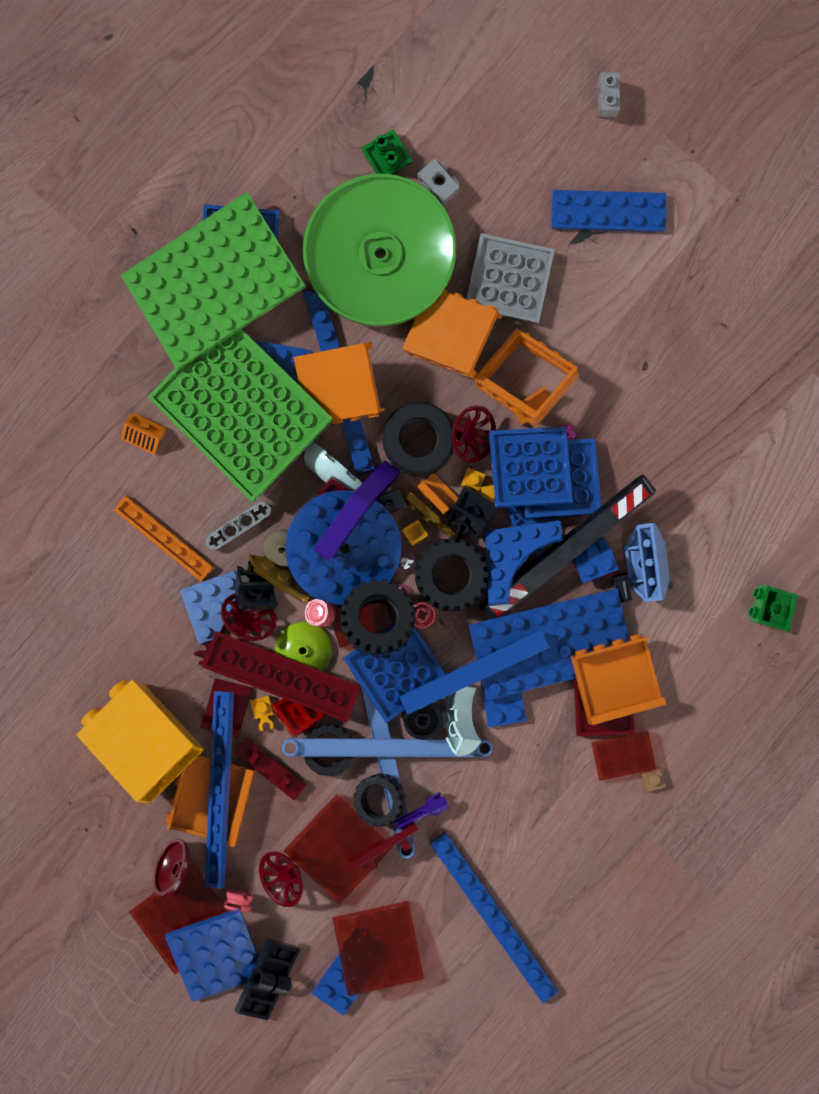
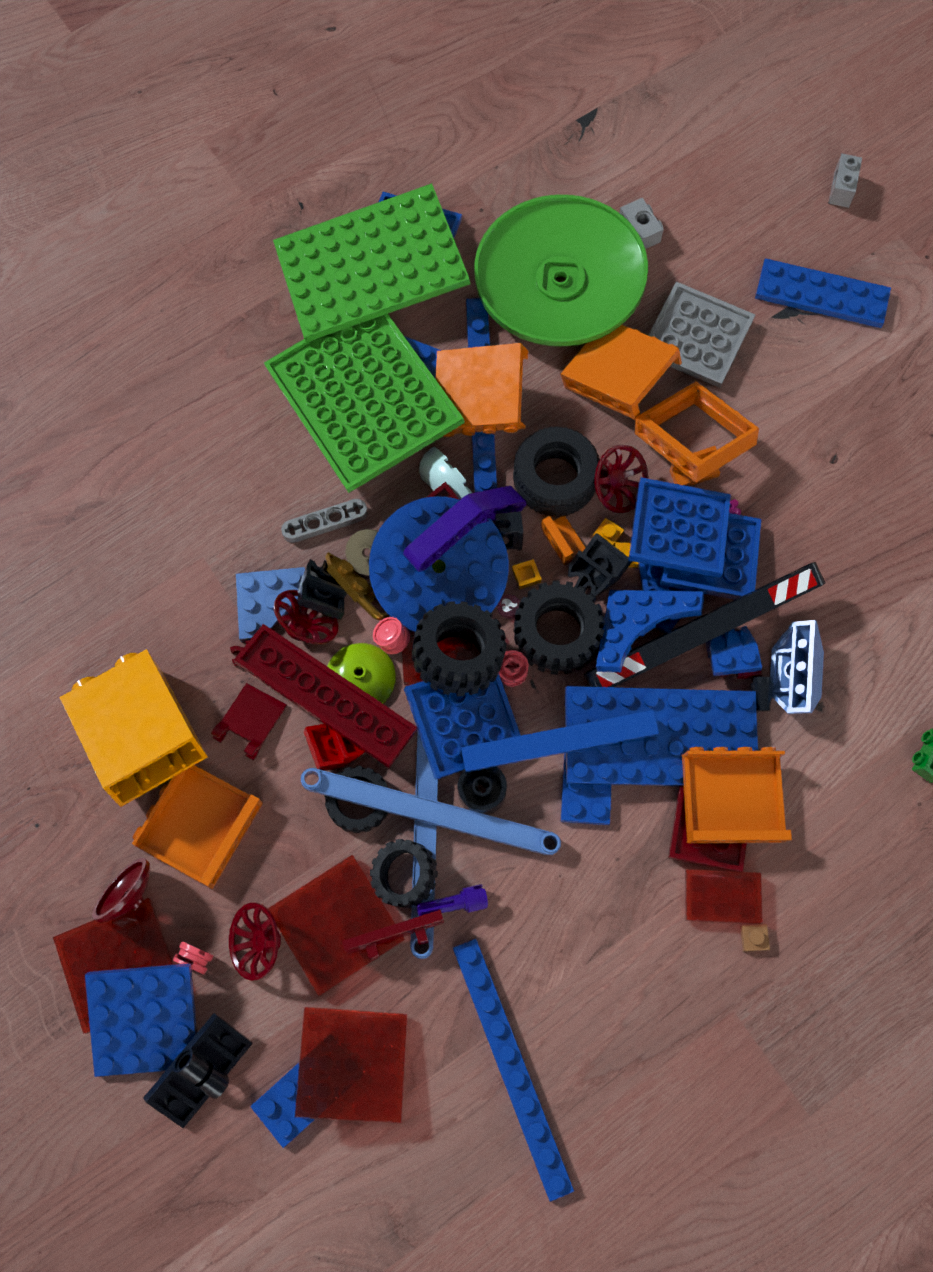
camera: 15 degrees right, 15 degrees down
(142, 433) = (246, 399): orange panel -> none
(163, 538) = (235, 516): orange tile -> none
(219, 789) = (209, 814): blue plate -> none
(262, 709) = (291, 733): light orange plate -> none
(270, 768) = (281, 806): dark red hinge -> none
(386, 154) = (592, 183): green plate -> none
(427, 514) = (546, 556): pearl gold plate -> none
(458, 721) = (527, 797): light aqua brick -> none

